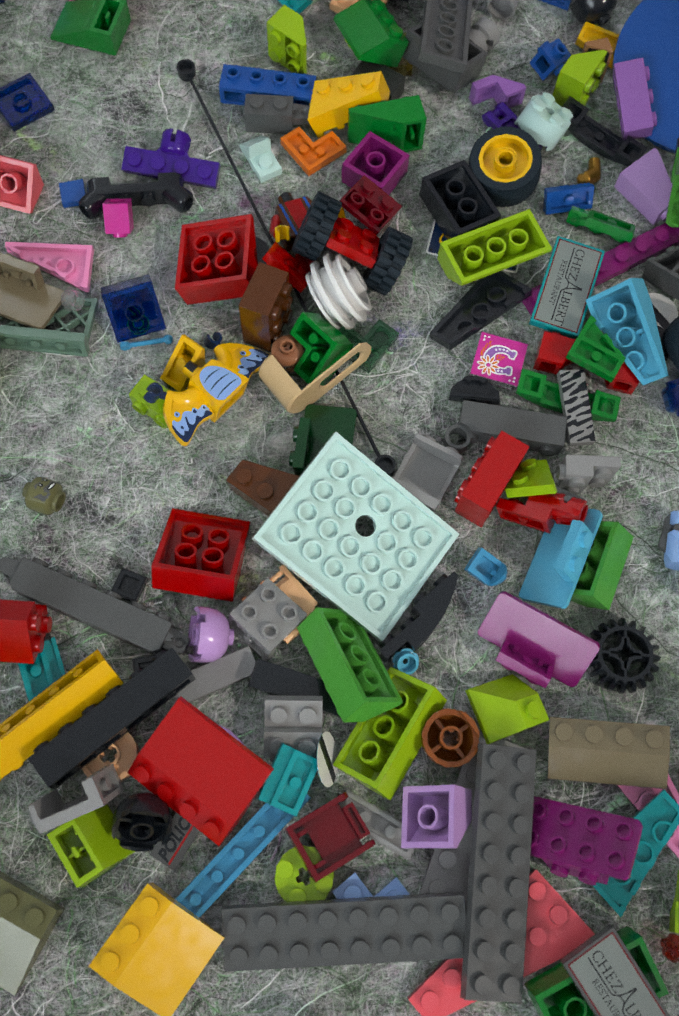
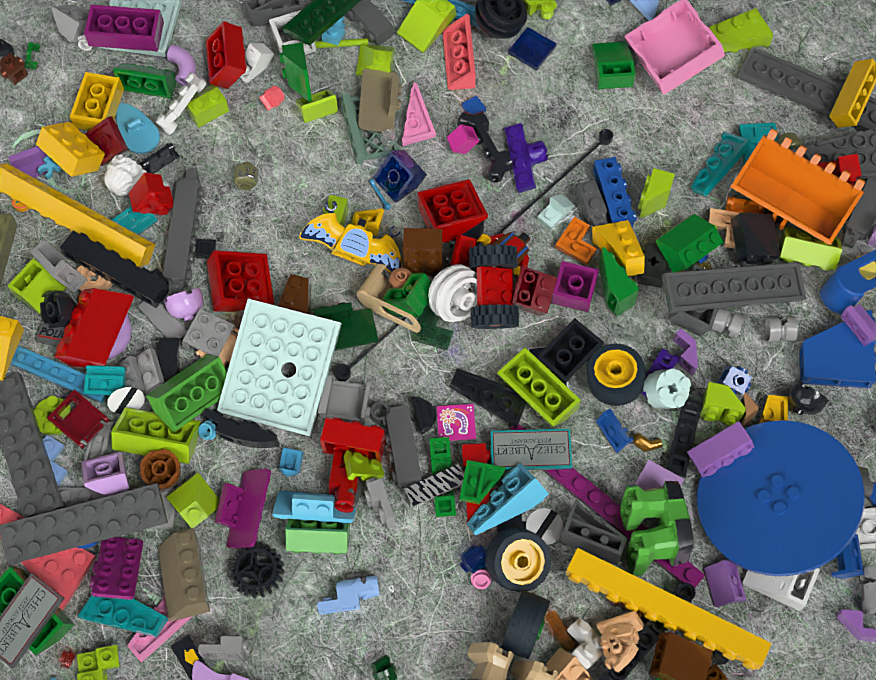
camera: 75 degrees right, 5 degrees down
(601, 223) = (602, 463): green hinge -> none

